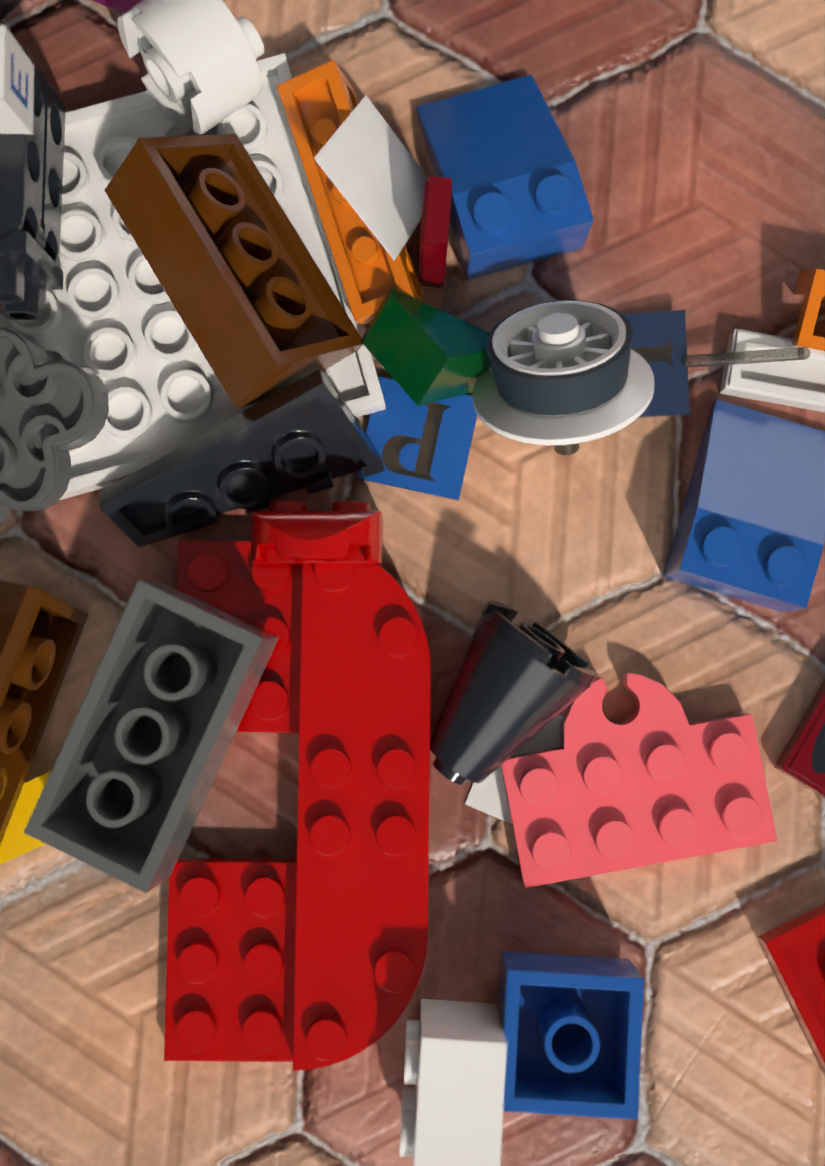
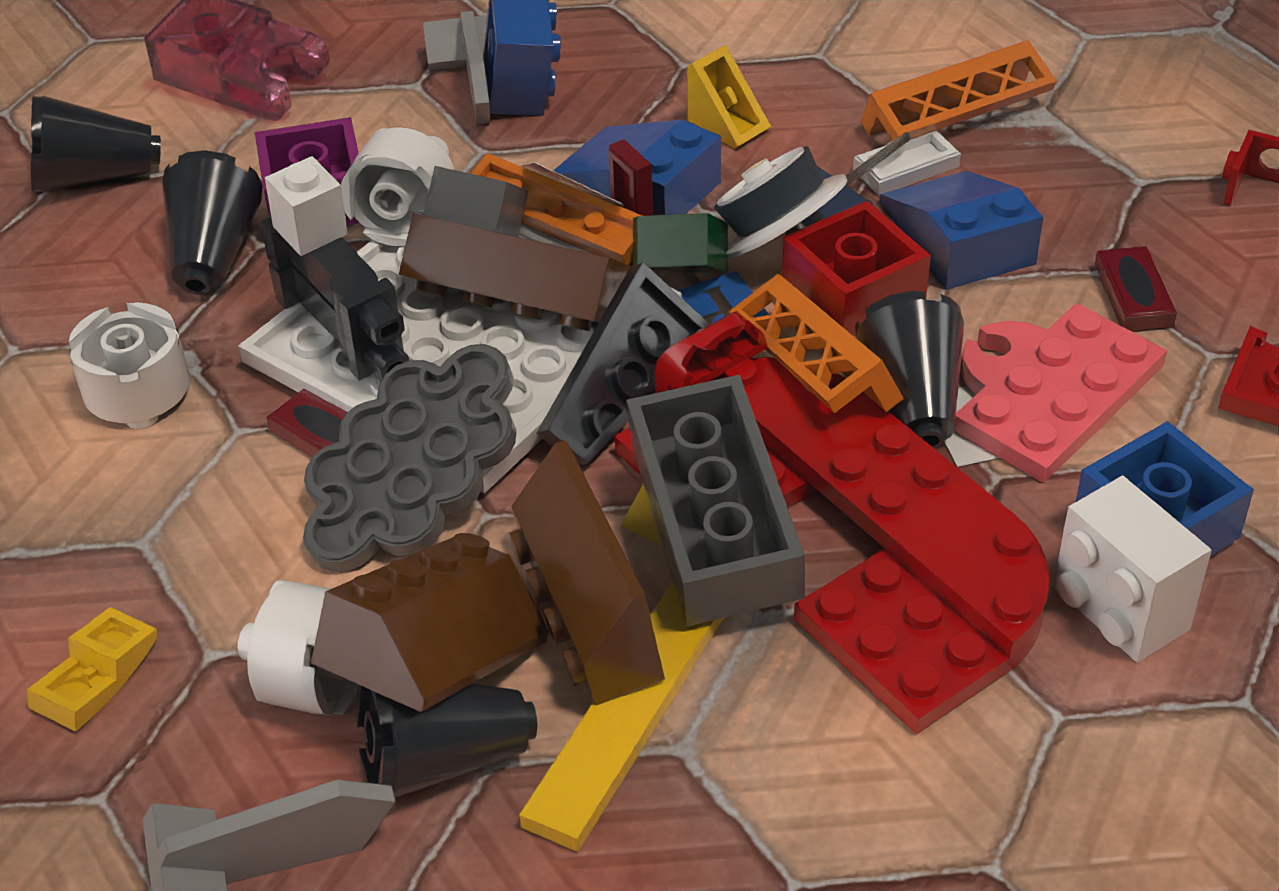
camera: 35 degrees left, 40 degrees down
(239, 155) = (475, 201): none -> dark grey slope
(447, 601) = (818, 332): none -> orange fence
(570, 513) = (853, 263): none -> red brick
(672, 142) = (722, 99): none -> yellow slope

